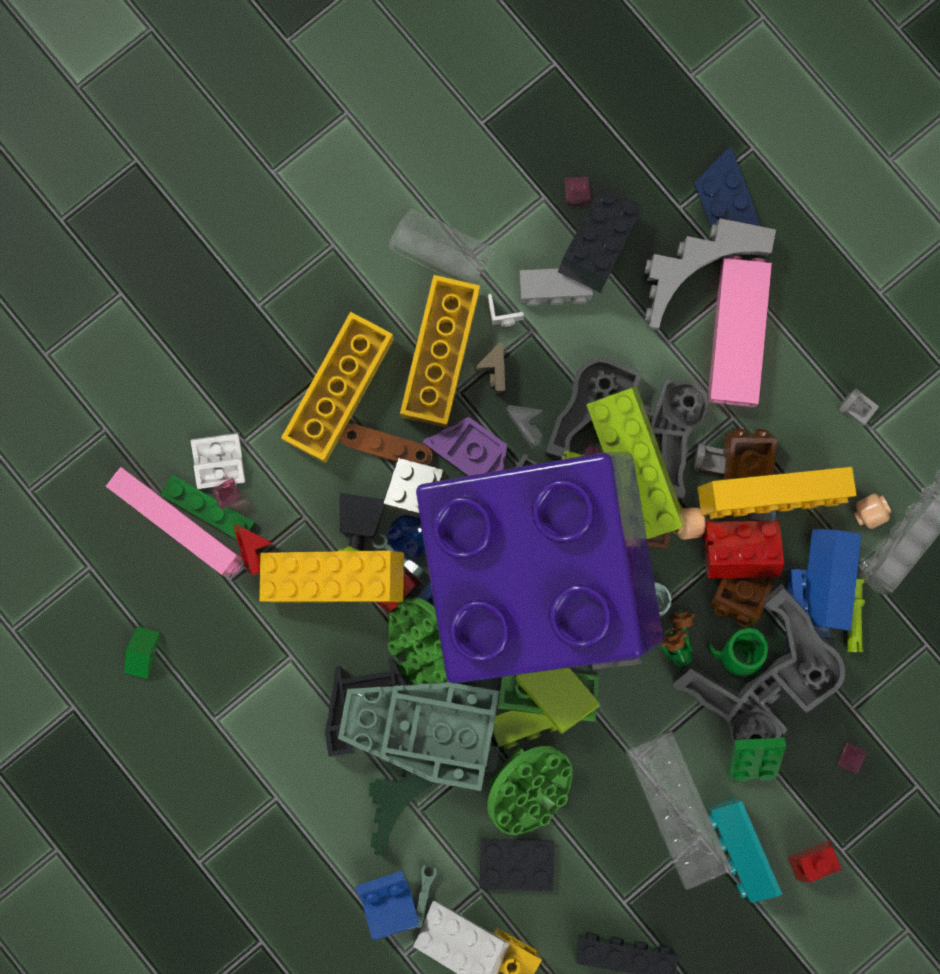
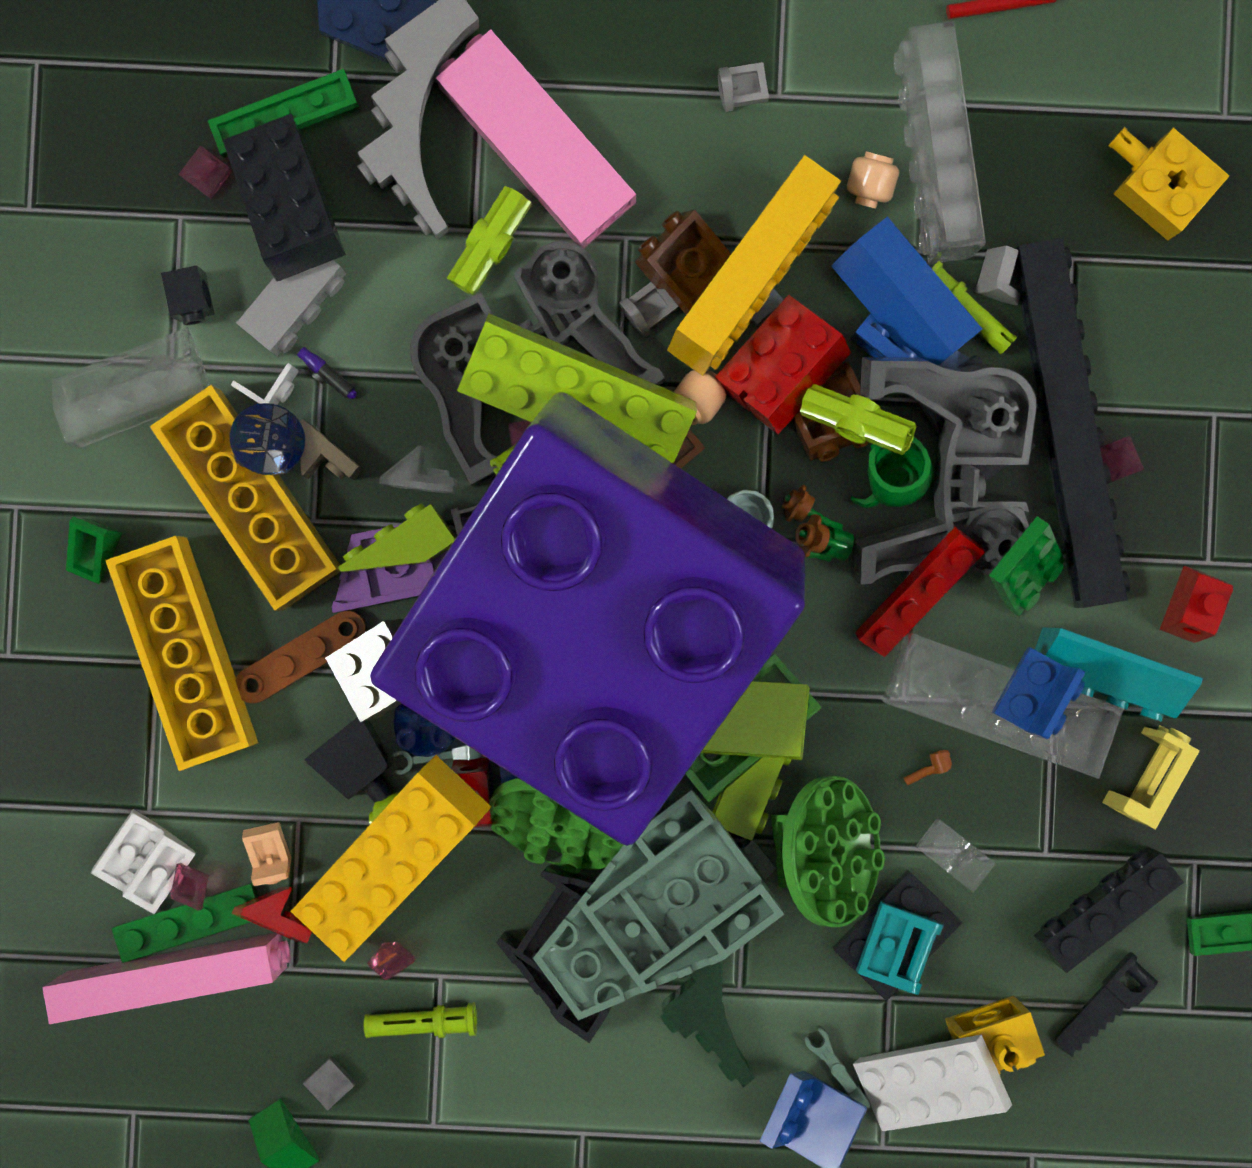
camera: 45 degrees left, 5 degrees up
(190, 649) = (329, 1083): none -> flat silver tile
(269, 674) = (439, 1021): none -> lime pin
(276, 516) = (267, 854): none -> light nougat bracket
(278, 624) = (390, 959): none -> clear pink slope
(346, 299) = (89, 547): none -> green slope
(478, 335) = (267, 439): none -> clear blue dish
(492, 449) = (413, 542): none -> lime slope
(509, 861) = (888, 944): none -> teal plate
(511, 235) = (188, 295): none -> black brick
(533, 333) = (325, 374): none -> piece
(582, 857) = (955, 855): none -> clear slope
(621, 806) = (940, 763): none -> dark orange hand
(655, 208) = (306, 102): none -> green plate
(670, 354) = (489, 241): none -> lime piece
(695, 717) = (920, 592): none -> red plate
(699, 819) = (1039, 694): none -> blue bracket
(712, 923) = (1142, 804): none -> light yellow window
(750, 609) = (858, 419): none -> lime piece
(844, 717) = (1070, 424): none -> black brick
(882, 614) = (996, 275): none -> light grey tile

